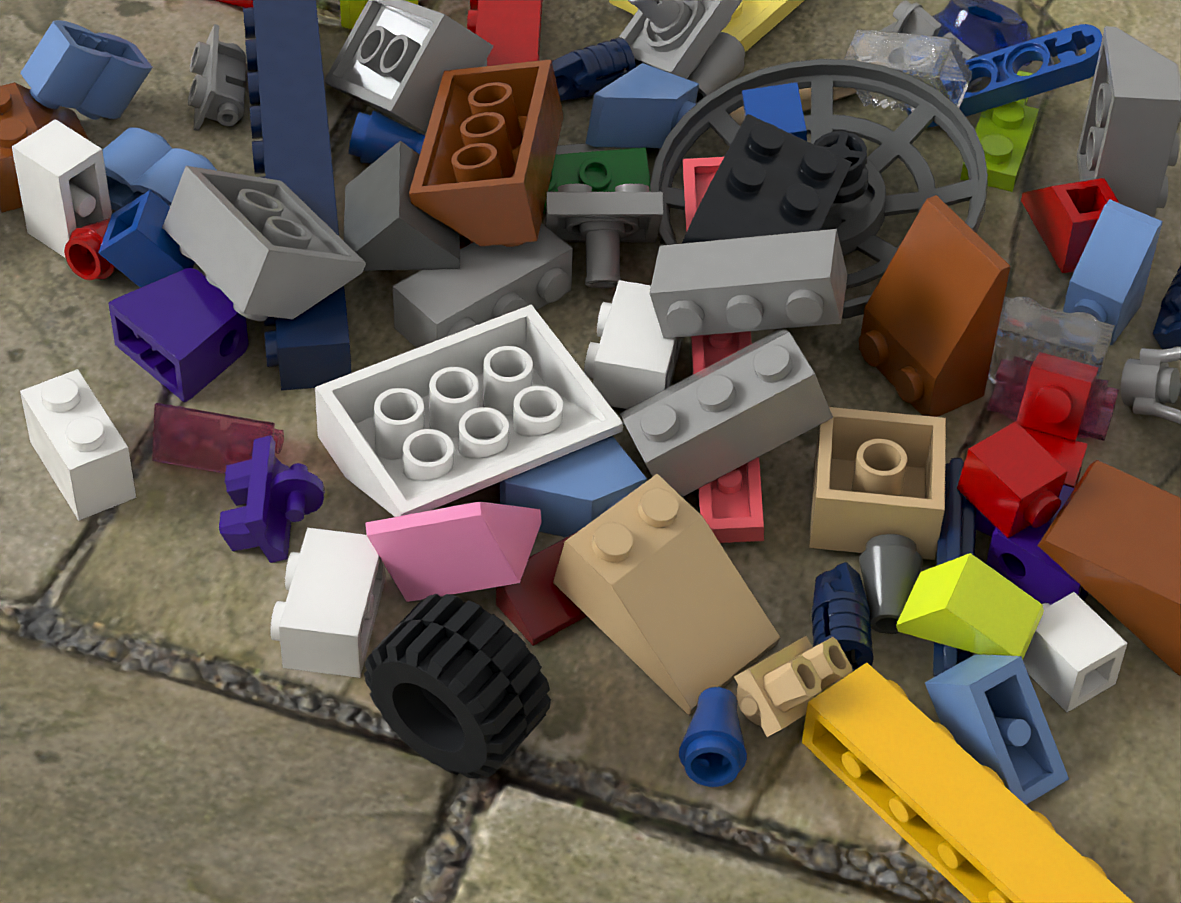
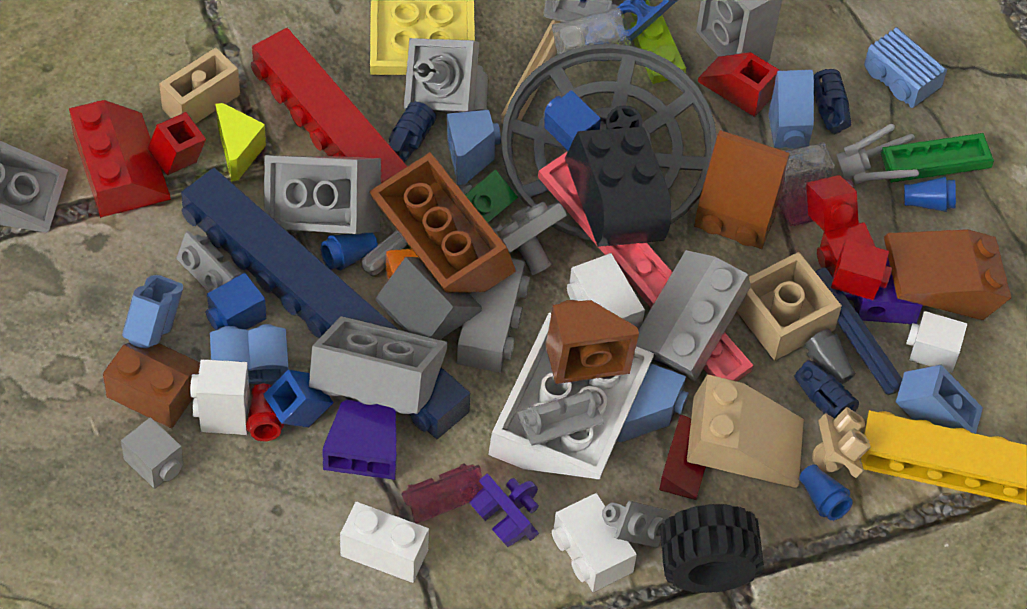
camera: 40 degrees left, 10 degrees up
(197, 122) = (236, 304): none -> blue brick
(381, 586) = (636, 522): none -> light grey hinge
(423, 415) = (561, 417): none -> light grey hinge
(456, 548) = (636, 471): bright pink slope -> none
(515, 337) = (589, 342): none -> dark orange slope
(749, 284) = (659, 236): light grey brick -> none
(971, 609) = (889, 352): neon yellow slope -> none

